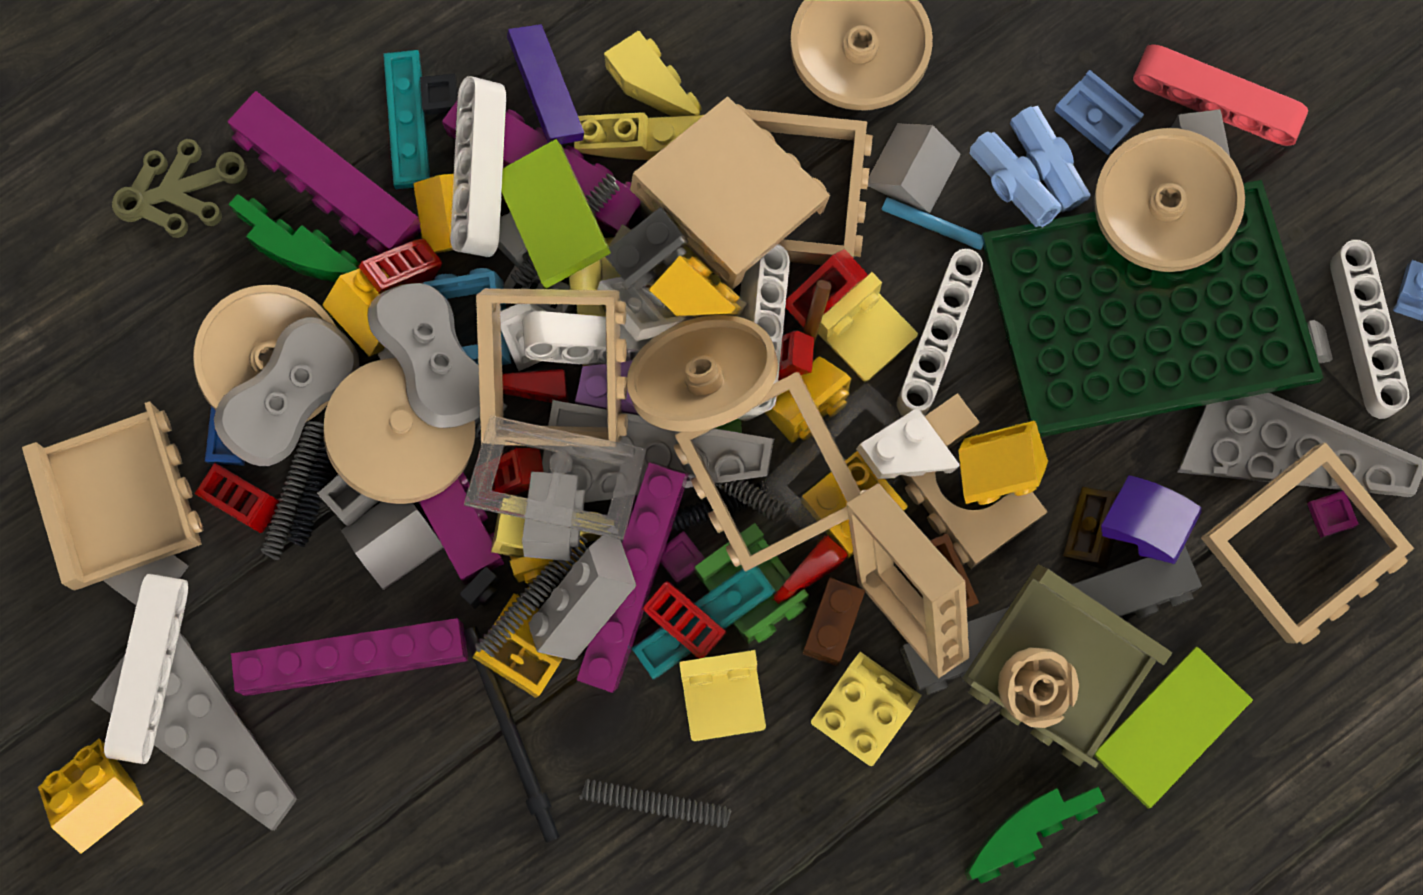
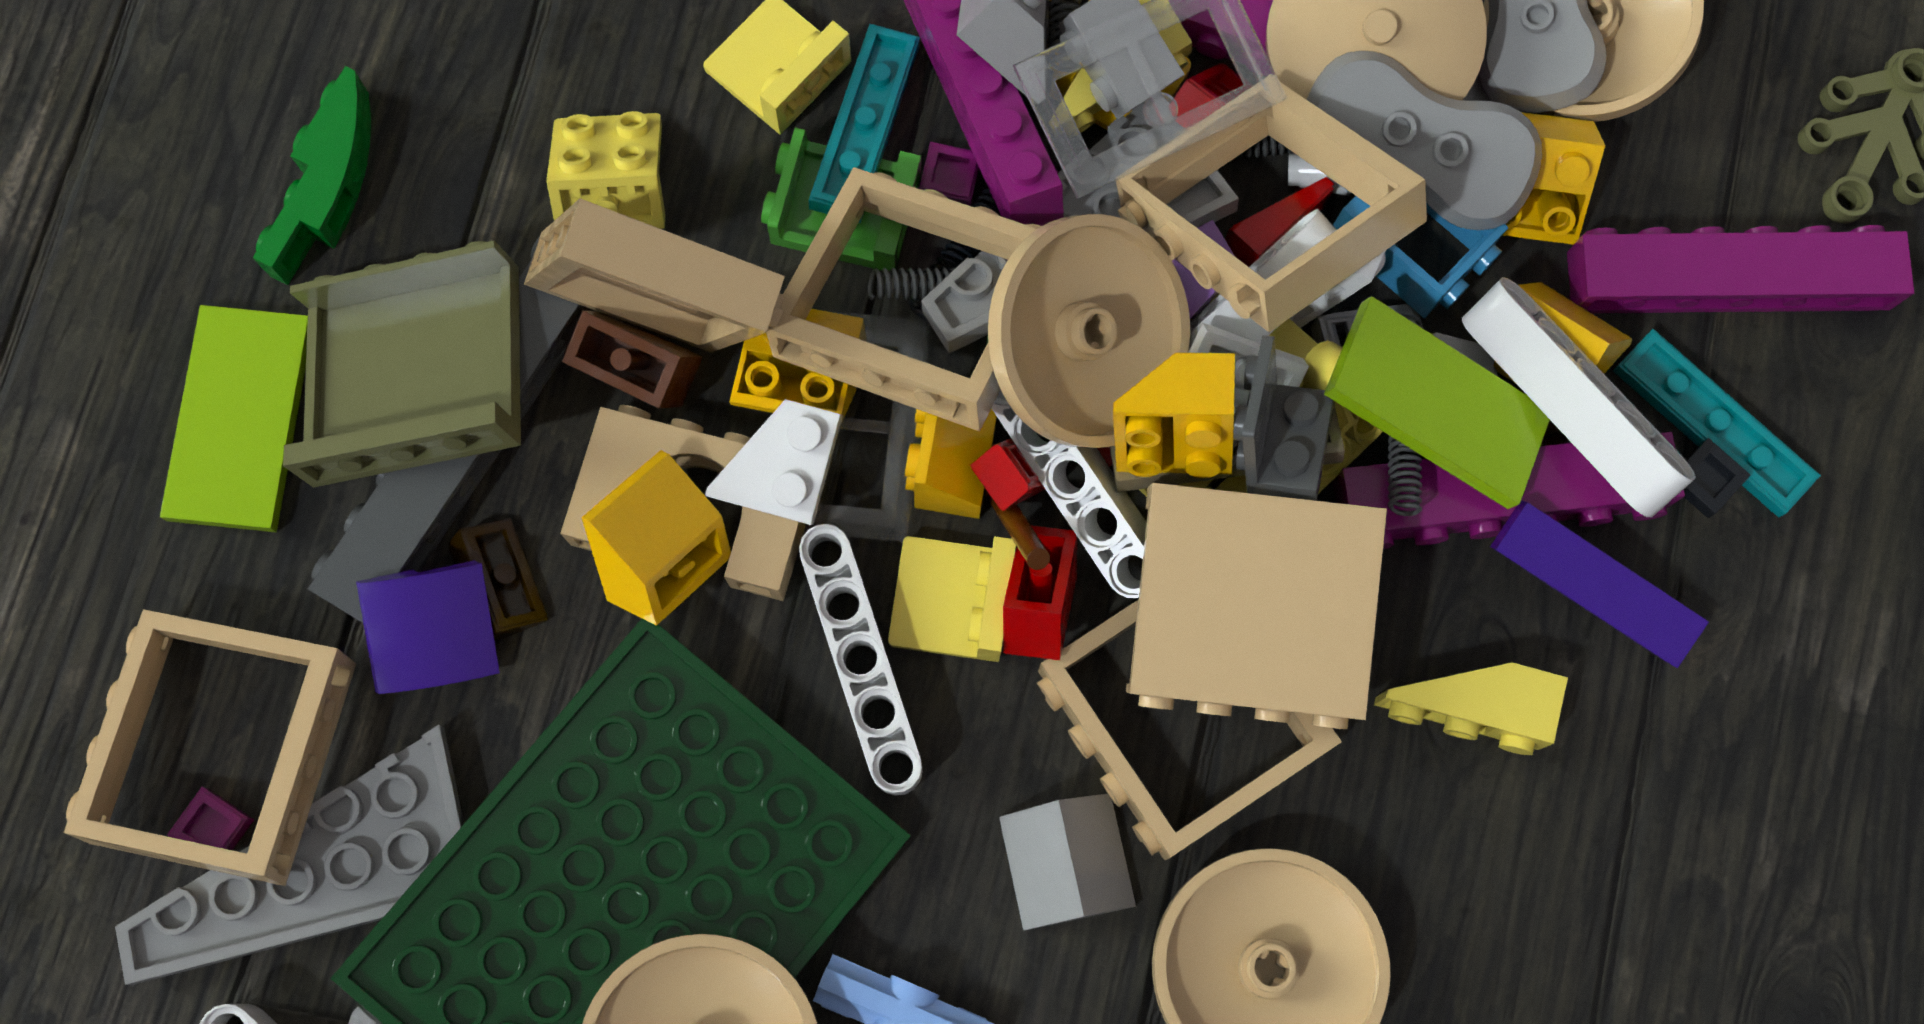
camera: 135 degrees right, 0 degrees up
(299, 250) = (1681, 163): green slope -> none
(404, 265) = (1553, 271): red slope -> none
(630, 134) = (1439, 612): light yellow slope -> none
(657, 602) = (903, 109): red slope -> none
(819, 563) = (790, 238): red slope -> none
(833, 622) = (714, 210): reddish brown brick -> none
(933, 223) = (984, 807): dark azure bar -> none
(1015, 179) = (925, 940): light blue piece -> none
(1038, 686) = (414, 295): tan cylinder -> none

